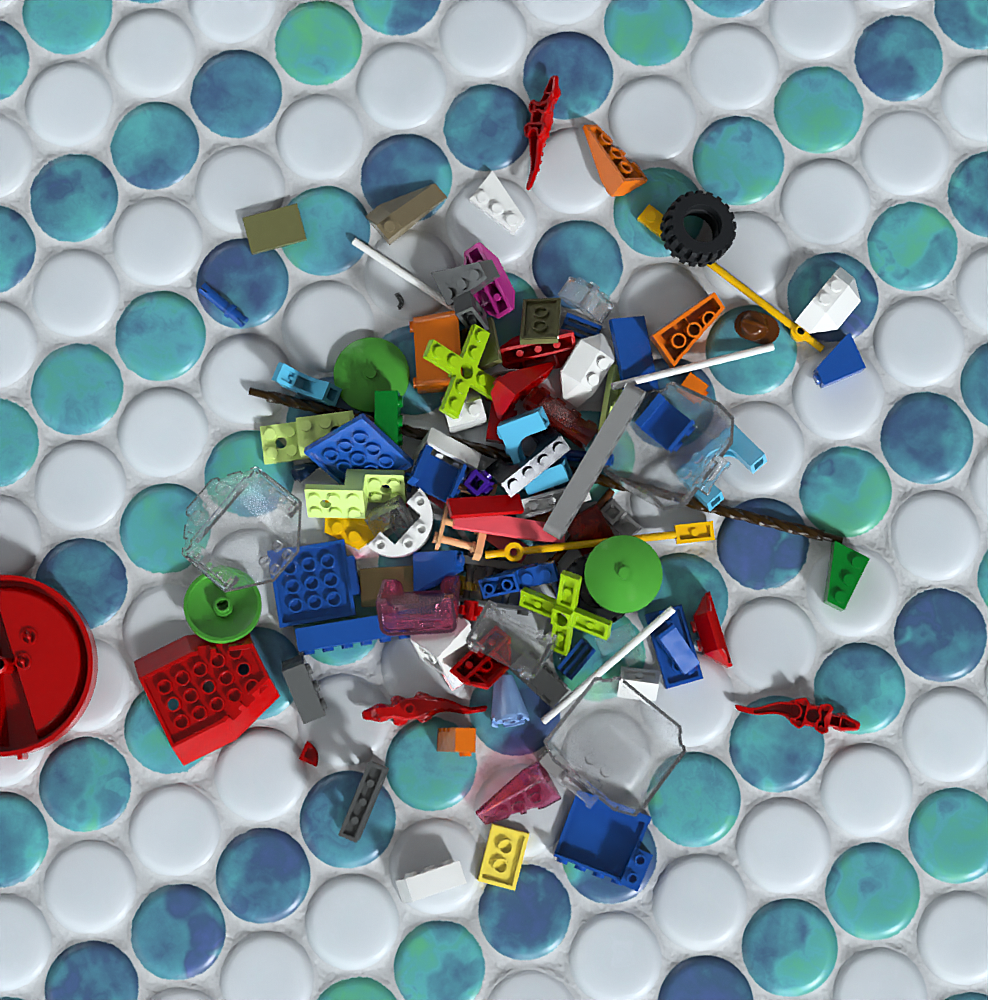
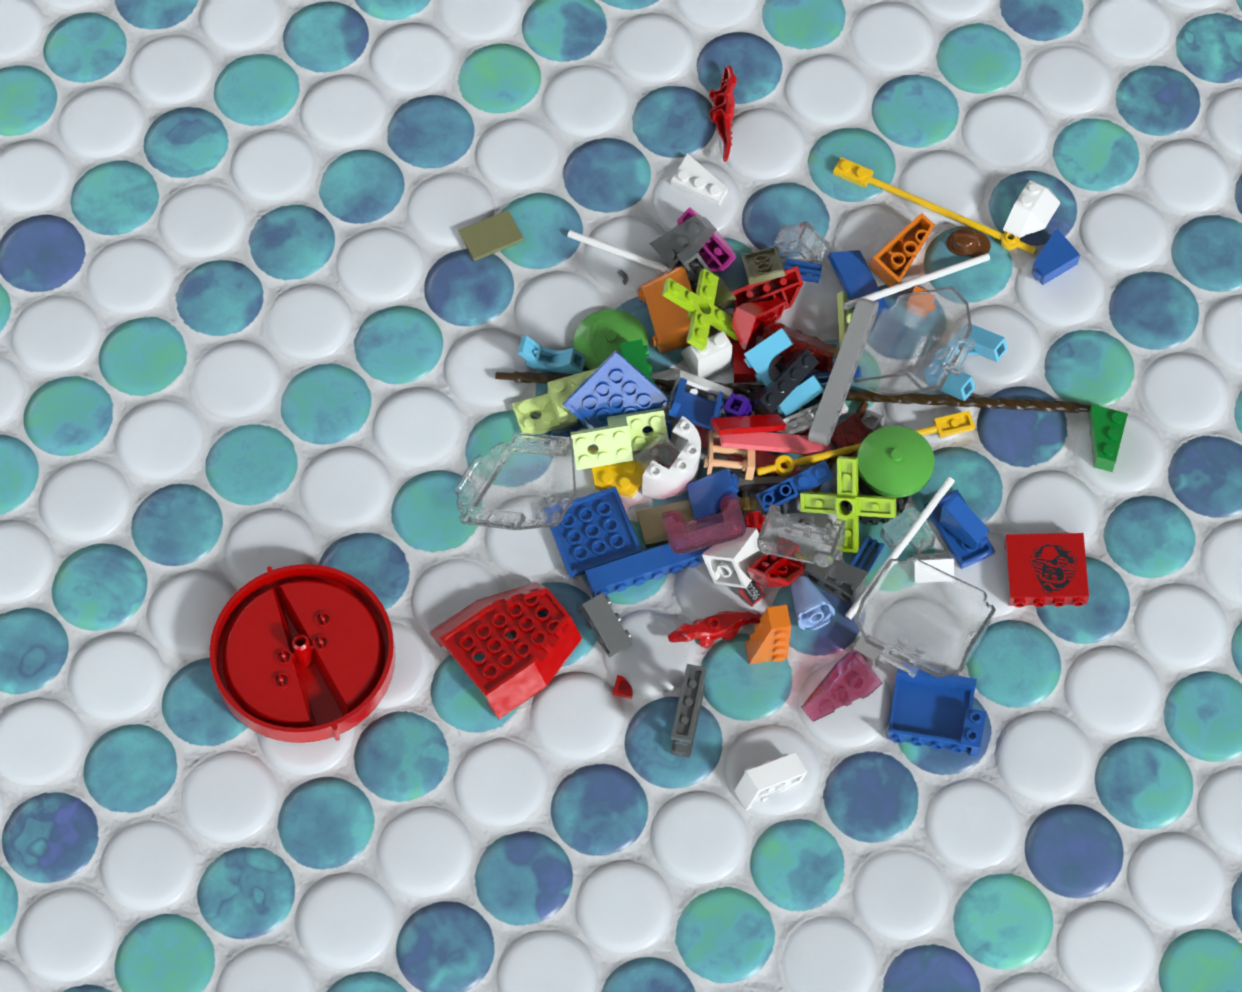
camera: 10 degrees left, 20 degrees down
(221, 615) = (509, 563): bright green dish -> none
(229, 310) = (462, 310): blue pin -> none
(353, 573) = (632, 516): blue tile -> none
(402, 213) = (610, 203): dark tan wedge -> none
(503, 856) = (837, 747): light yellow tile -> none
(586, 368) = (815, 301): white wedge -> none
(614, 169) = (801, 134): orange wedge -> none
(665, 424) = (902, 332): blue panel -> none
(709, 632) = (991, 508): red wedge -> none
(710, 210) = (888, 180): black tyre -> none
(748, 710) = (1046, 569): none -> red panel
(802, 713) = (1117, 563): red animal -> none

